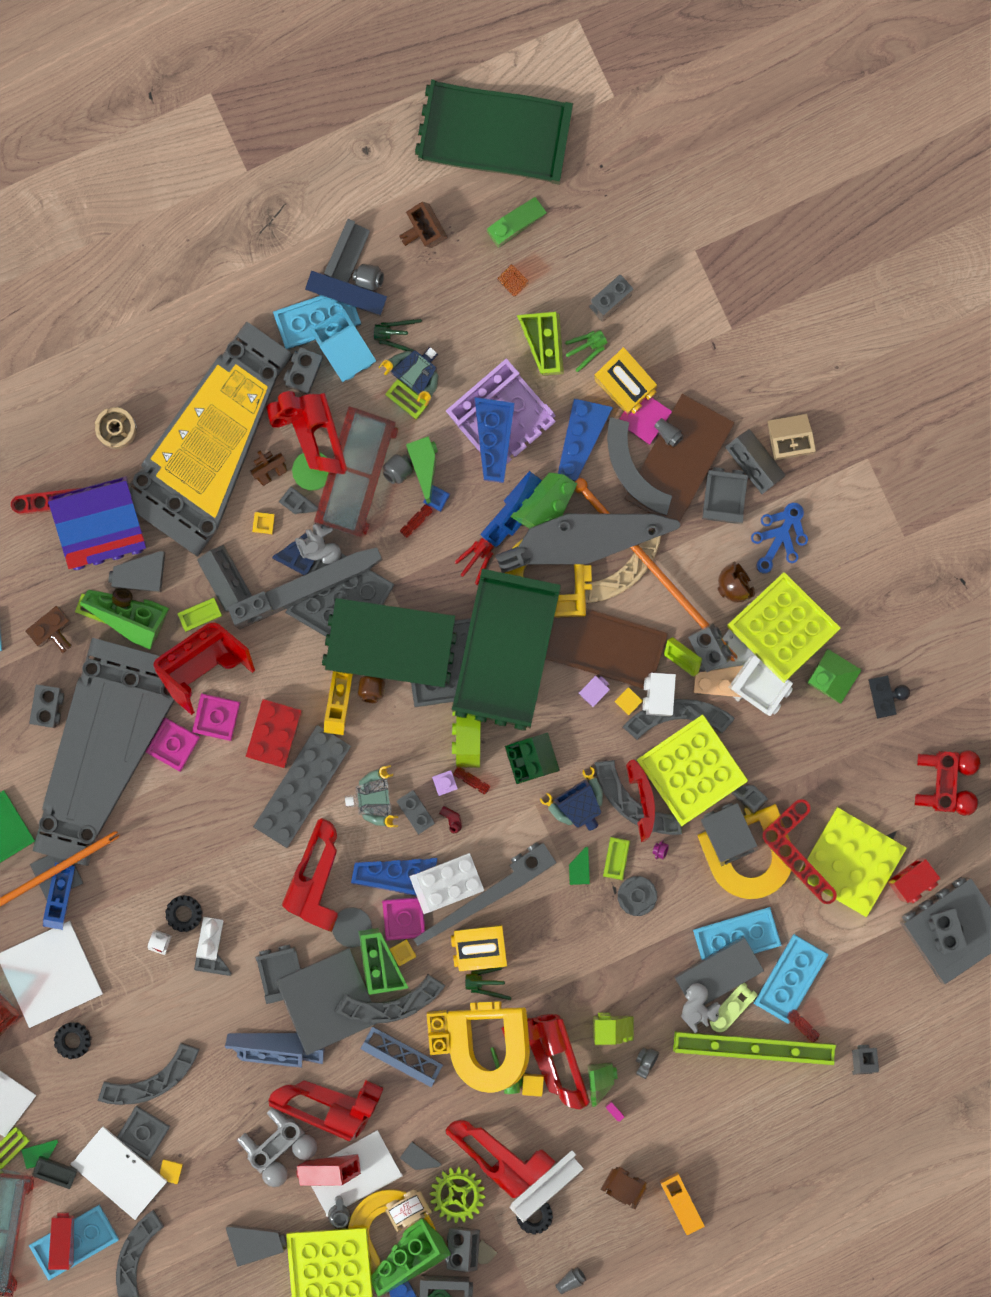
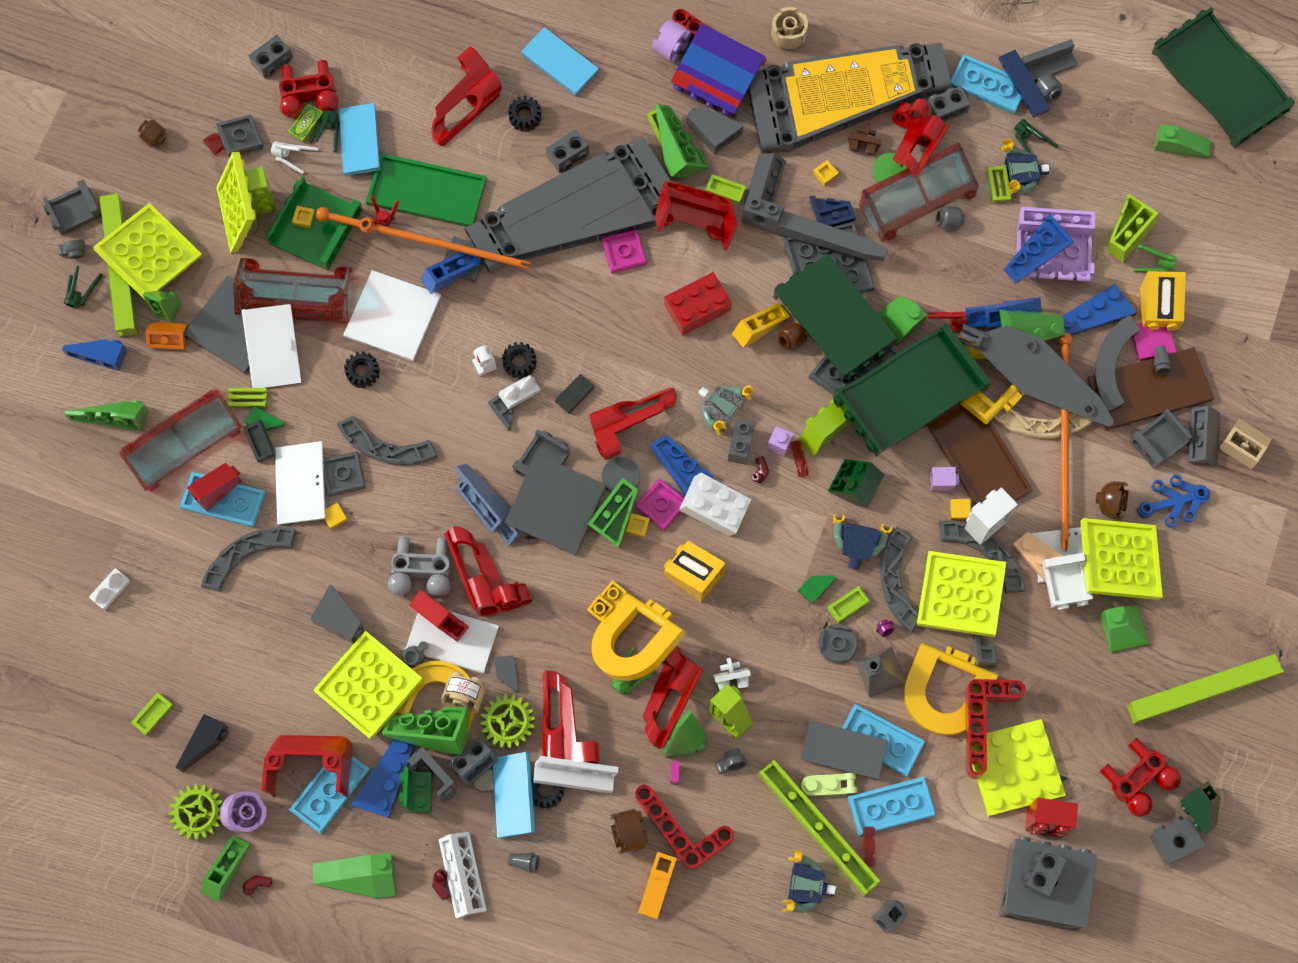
camera: 45 degrees right, 15 degrees down
(34, 533) = (672, 41): none -> lavender brick
(50, 628) = (620, 107): reddish brown brick -> none
(122, 597) = (686, 129): dark brown tile -> none
(216, 717) = (670, 261): dark pink tile -> none
(252, 897) = (574, 393): none -> pearl dark grey tile
(297, 502) = (859, 178): dark grey tile -> none
(302, 786) = (681, 356): dark grey plate -> none
(315, 548) = (845, 213): light grey animal -> none
(343, 345) = (990, 112): medium azure slope -> none
(394, 1009) = (592, 554): dark grey tile -> none
(397, 1063) = (558, 591): sand blue fence -> none
(416, 521) = (929, 262): clear red axle -> none
(424, 226) = (1118, 90): reddish brown brick -> none
(424, 461) = (972, 230): bright green slope -> none
(437, 592) = (903, 317): none -> bright green slope
(438, 498) = (957, 261): blue tile -> none
(474, 981) = (668, 590): dark green plant -> none
(512, 280) = (1145, 174): clear orange panel -> none
(516, 1243) = (513, 795): none -> tile
(520, 876) = (741, 544): dark grey piece -> none
(532, 1085) = (636, 699): yellow tile -> none
(582, 998) = (740, 675): none -> white hips
(611, 297) = (1205, 239): dark grey panel -> none
(637, 775) = (918, 564): red slope -> none
(659, 1152) = (677, 832): none -> red beam
(682, 656) = (1029, 512): lime tile -> none
(688, 887) = (880, 671): none -> dark grey slope
(694, 1008) = (801, 757): light grey animal -> none
(705, 649) = (1051, 522): dark grey brick -> none
(729, 834) = (945, 661): dark grey panel -> none
(786, 1099) = (806, 885): none -> torso
(884, 697) = (1148, 676): black plate -> none
(933, 667) = (1204, 689): none -> lime tile

